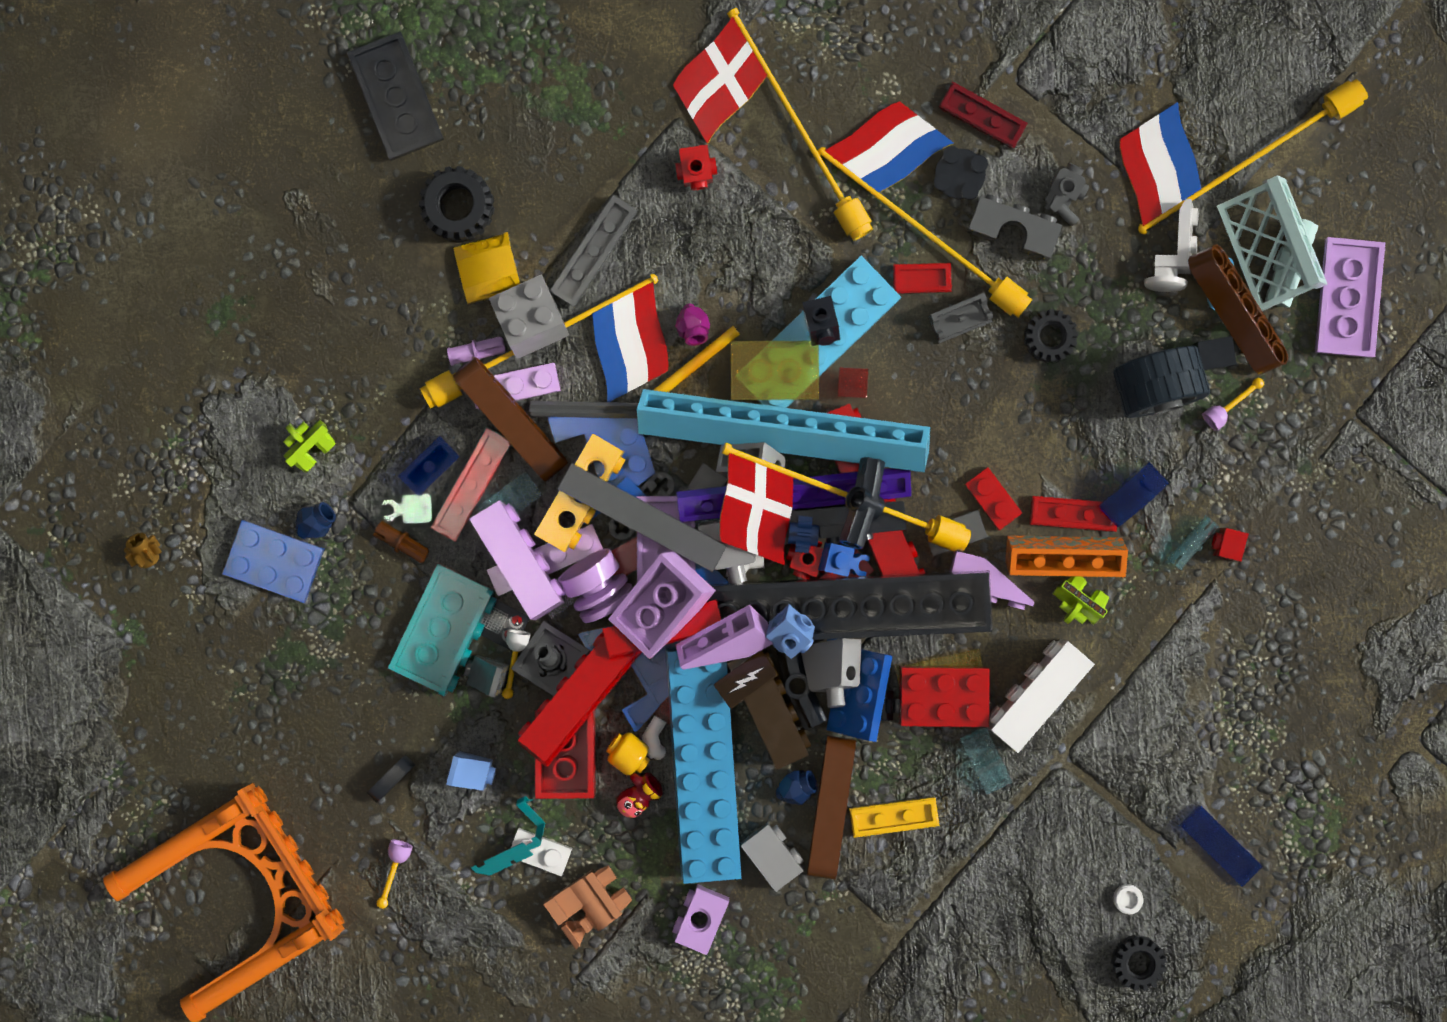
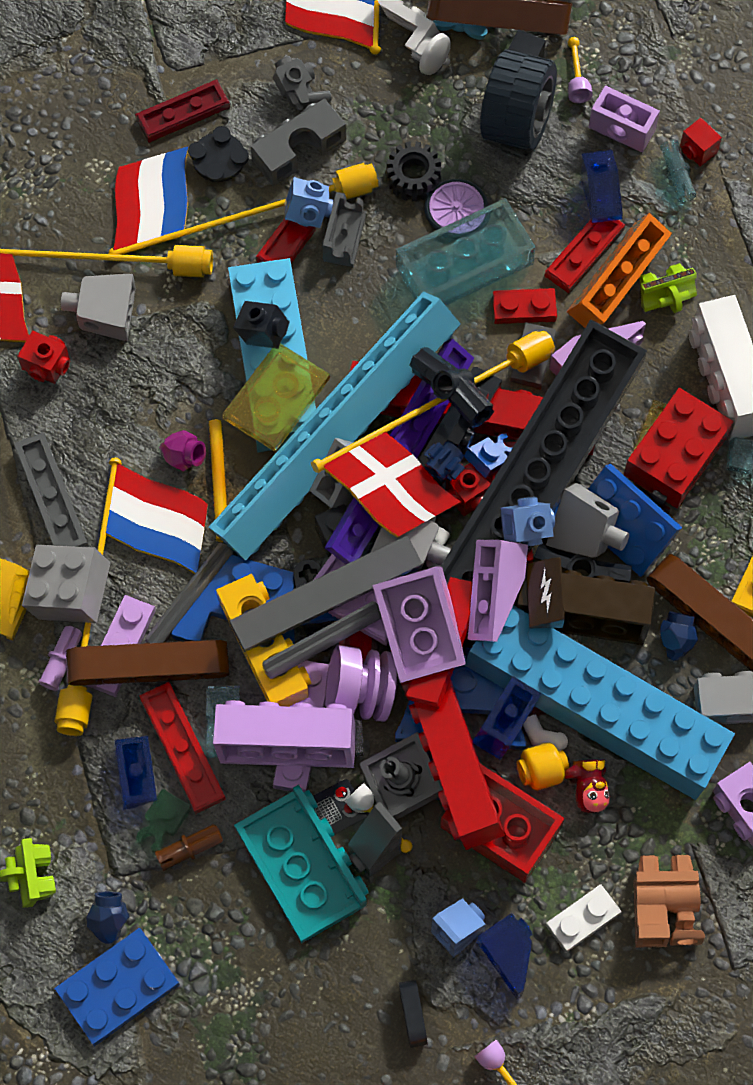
camera: 55 degrees left, 20 degrees down
(479, 817) = (508, 950): none -> clear blue slope
(519, 851) = (569, 937): teal piece -> none
(603, 538) = (321, 640): none -> dark grey axle
(639, 709) = (506, 718): none -> clear blue slope
(771, 177) = (103, 304): none -> light grey torso
(852, 382) = (335, 350): clear red tile -> none
(959, 276) = (308, 202): none -> medium blue brick
(999, 428) = (466, 254): none -> clear light blue brick
(1044, 389) = (453, 201): none -> lavender wheel
(1207, 472) = (623, 119): none -> lavender brick

